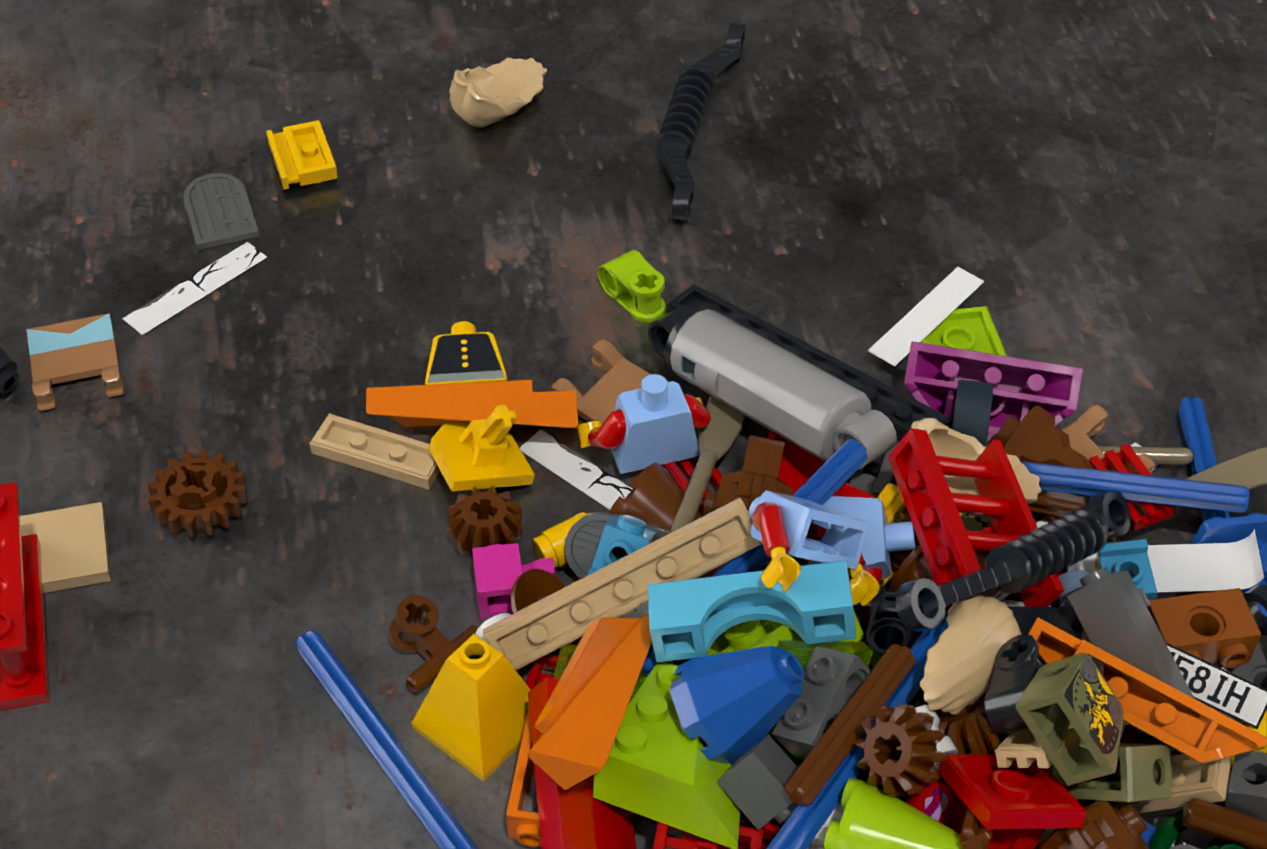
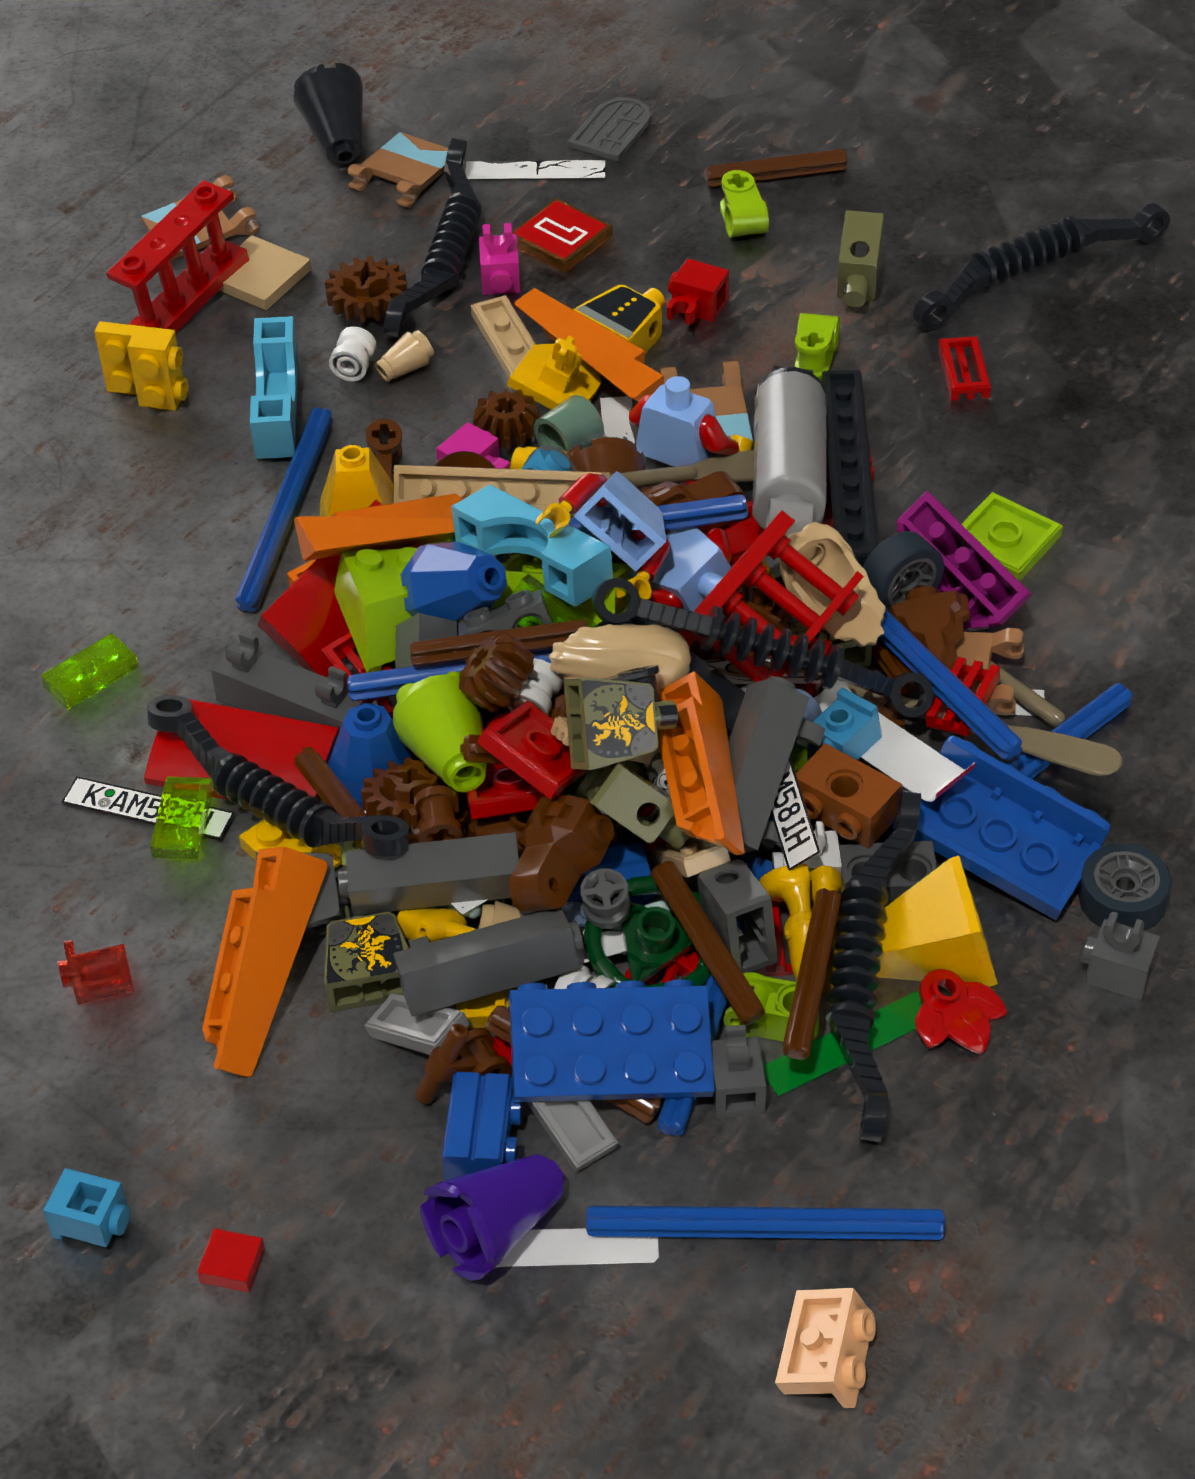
camera: 50 degrees right, 0 degrees up
(86, 718) = (142, 363): none -> yellow plate
(214, 393) = (447, 247): none -> black piece
(271, 568) = (352, 354): none -> white wheel
(278, 676) = (275, 404): none -> medium azure arch
(291, 386) = (499, 261): none -> dark pink brick
(300, 330) = (561, 234): none -> tile
(302, 154) = (710, 120): yellow plate -> none
(315, 529) = (406, 355): none -> tan cone
(404, 163) = (782, 166): none -> reddish brown axle
(429, 212) = (742, 205): none -> lime piece
(489, 301) = (698, 291): none -> red brick
(495, 92) = (900, 153): tan hair -> none
(550, 490) = (569, 425): none -> sand green piece
(586, 193) = (860, 275): none -> olive torso
(752, 237) = (967, 386): none -> red tile
(926, 316) = (1011, 499): white sticker -> none

